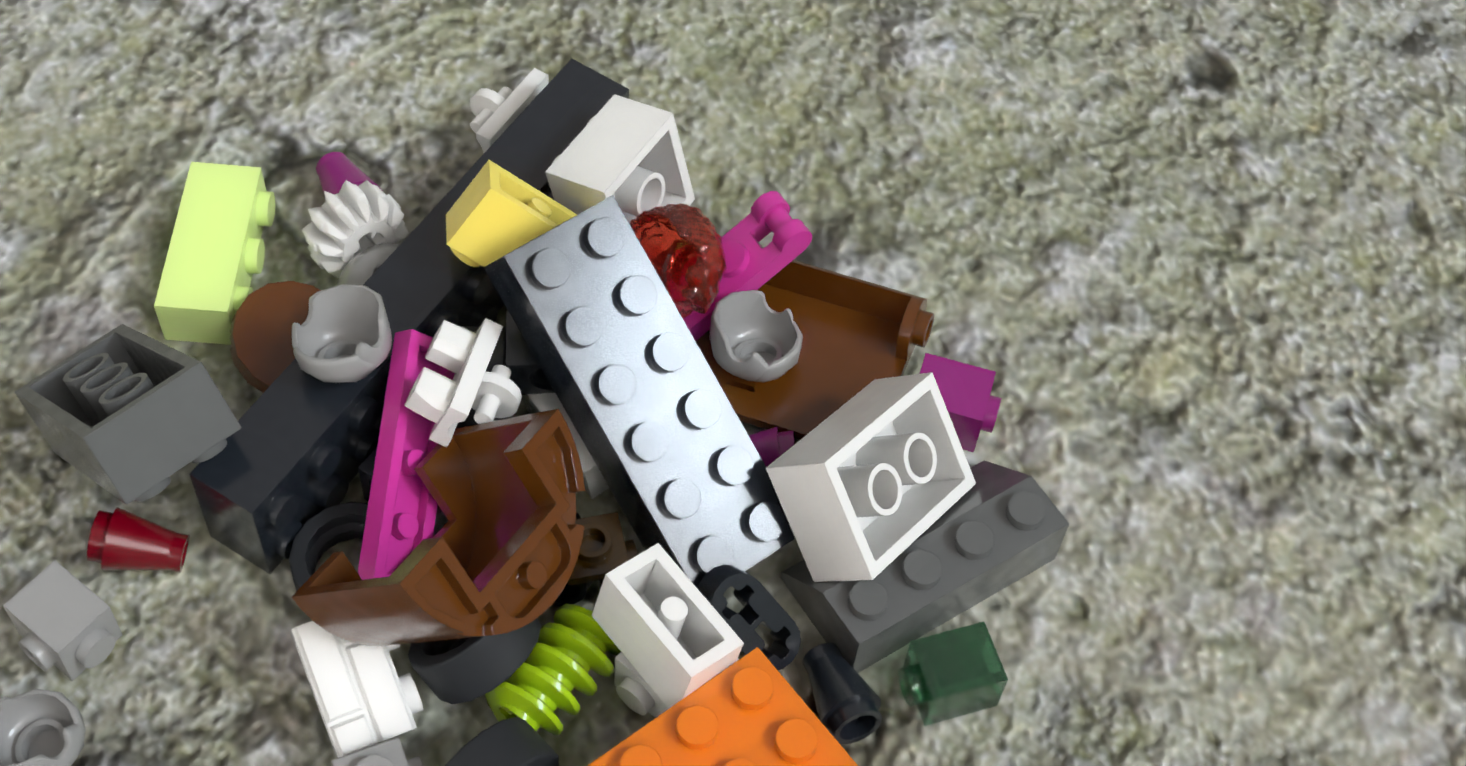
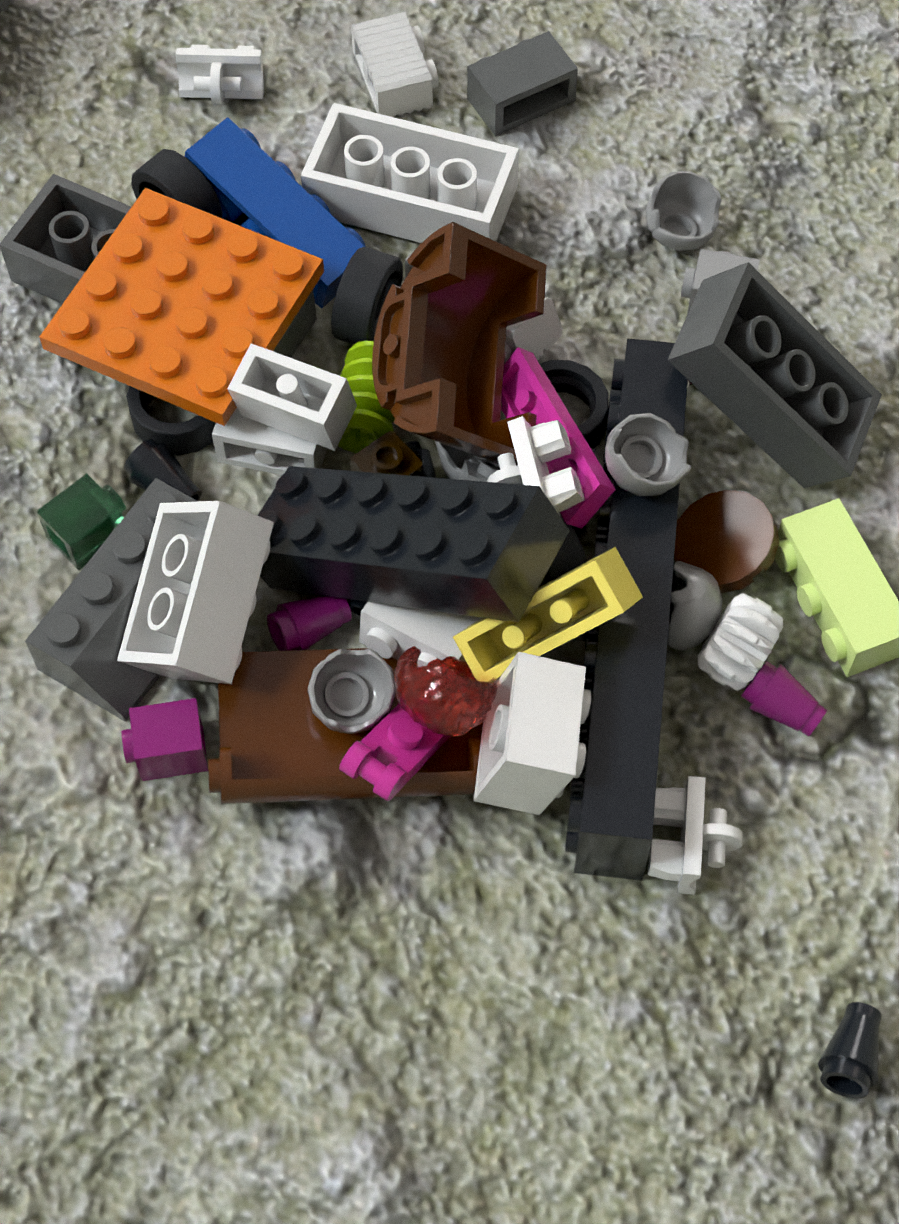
camera: 160 degrees right, 5 degrees up
(757, 609) = (250, 476): black beam -> none

